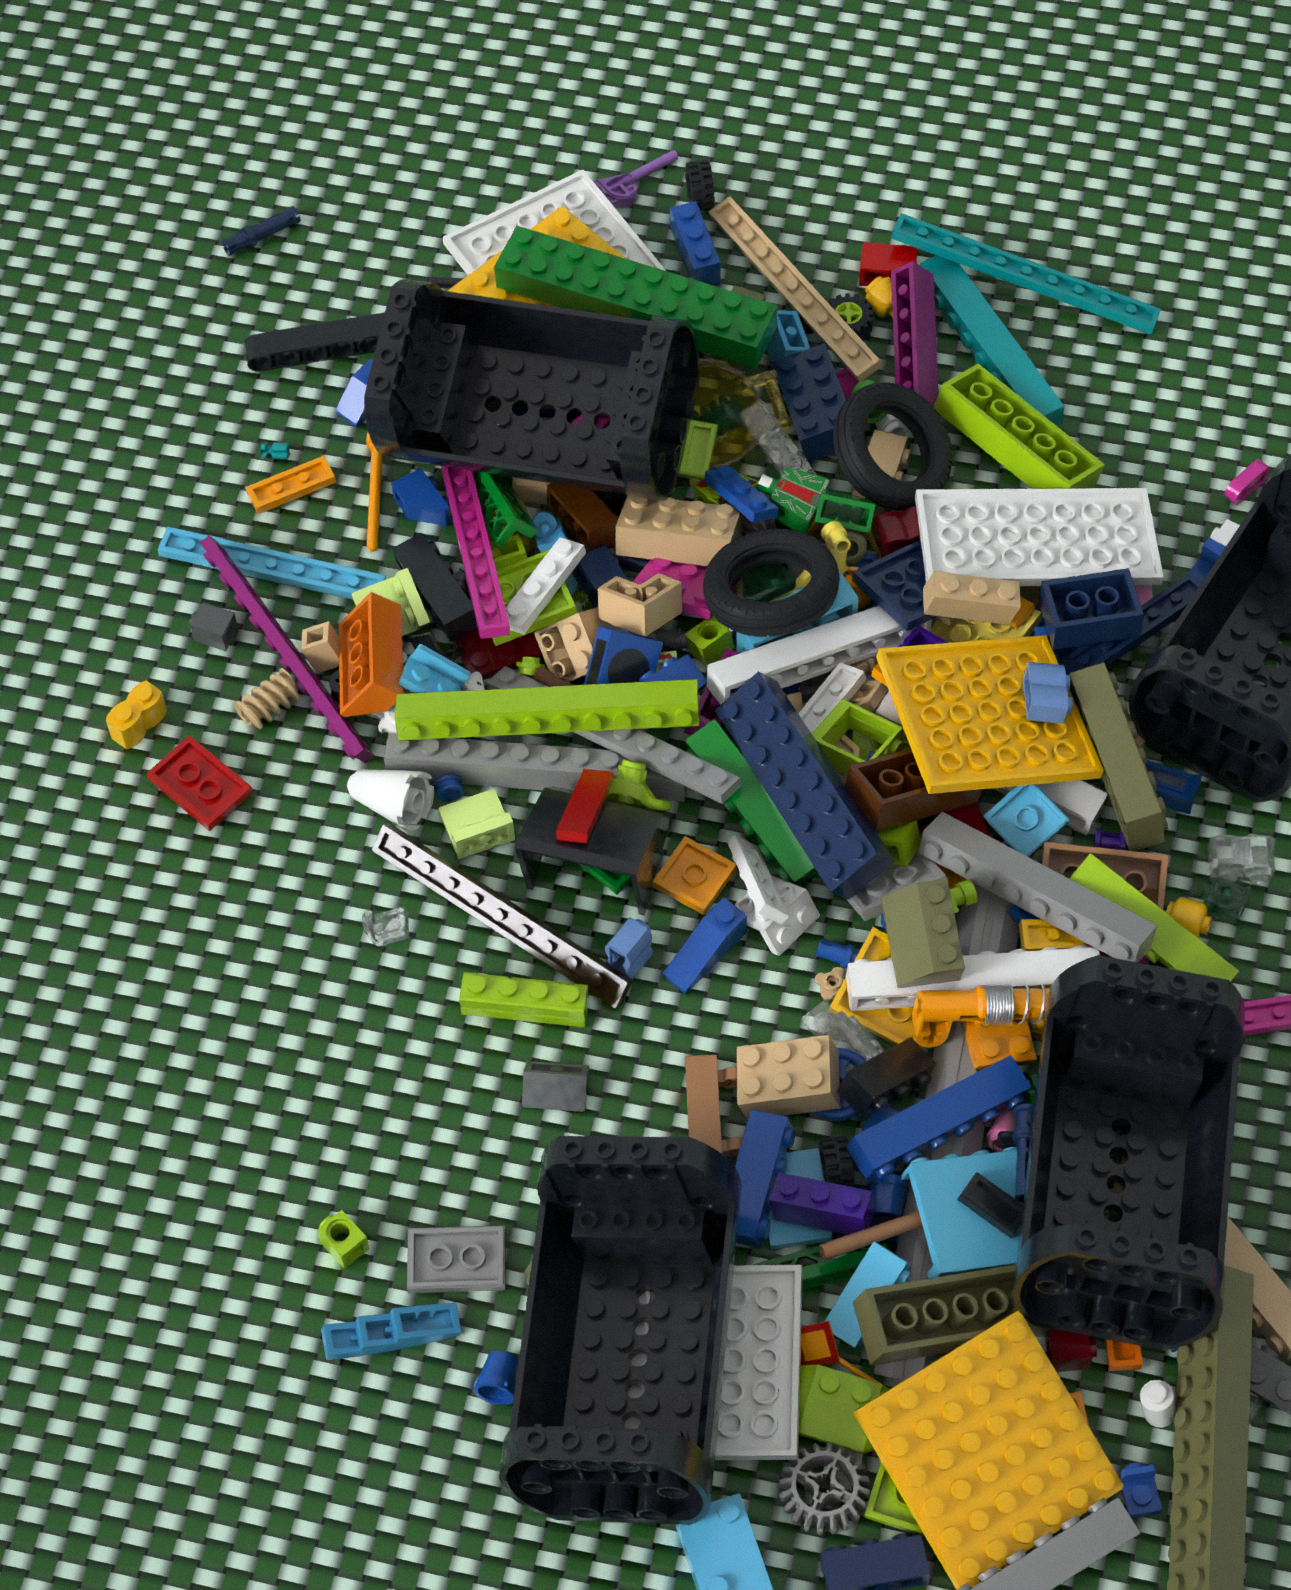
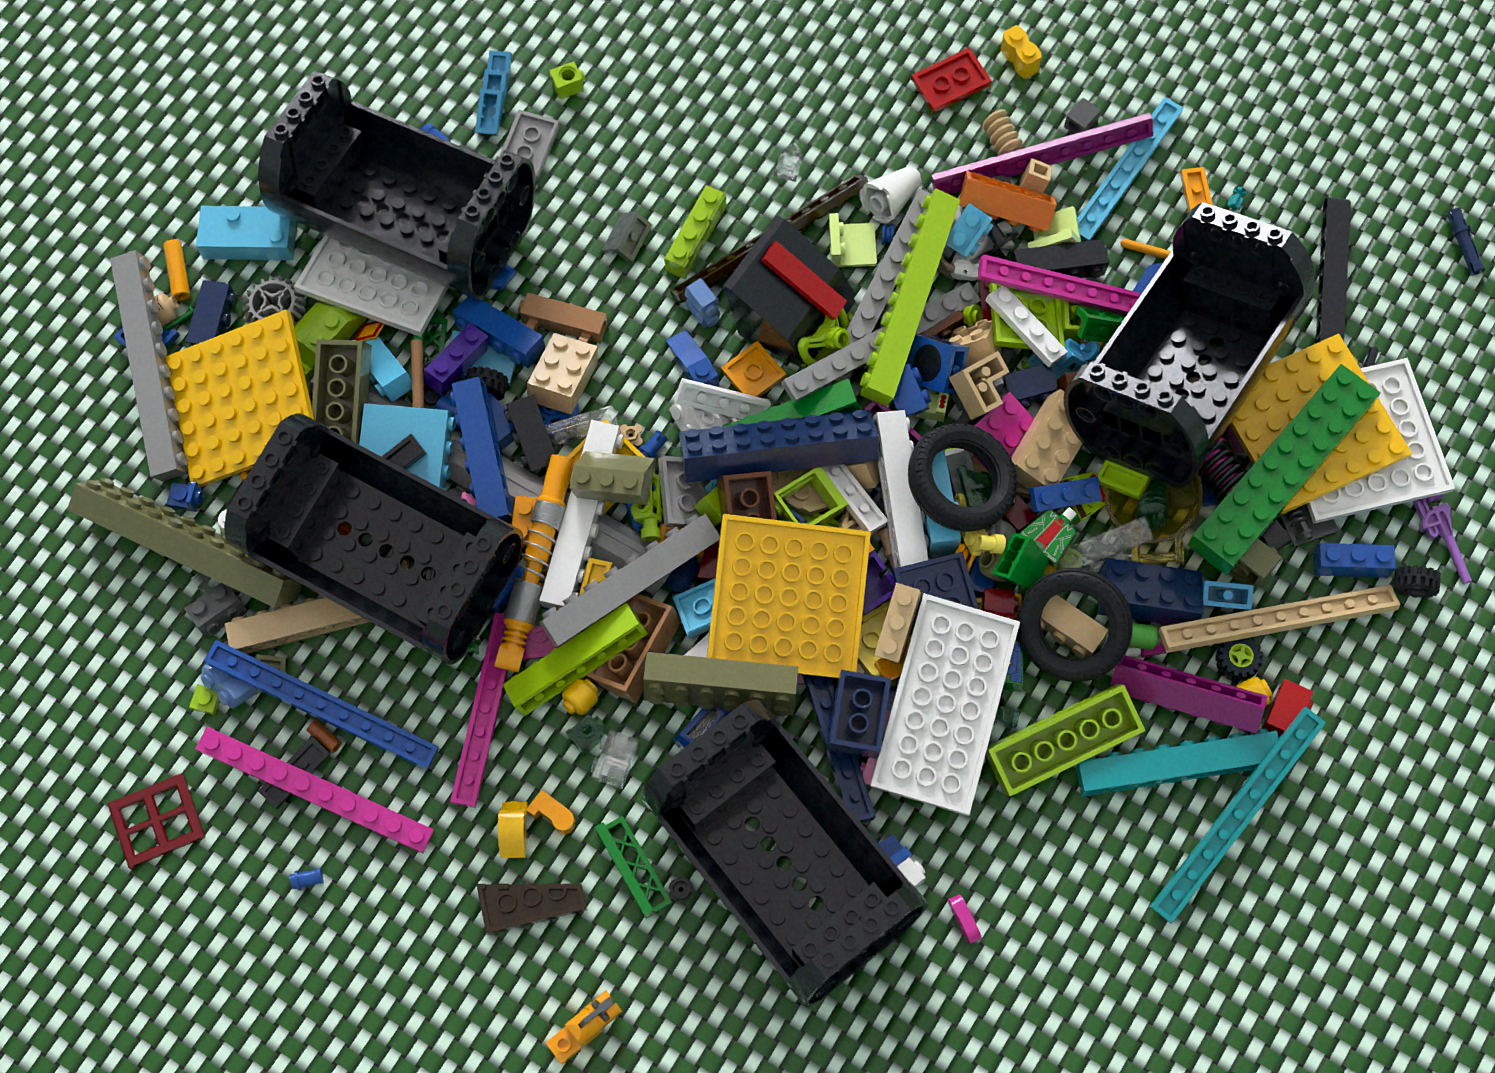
camera: 110 degrees right, 10 degrees up
(1046, 692) = (787, 642): medium blue brick -> none

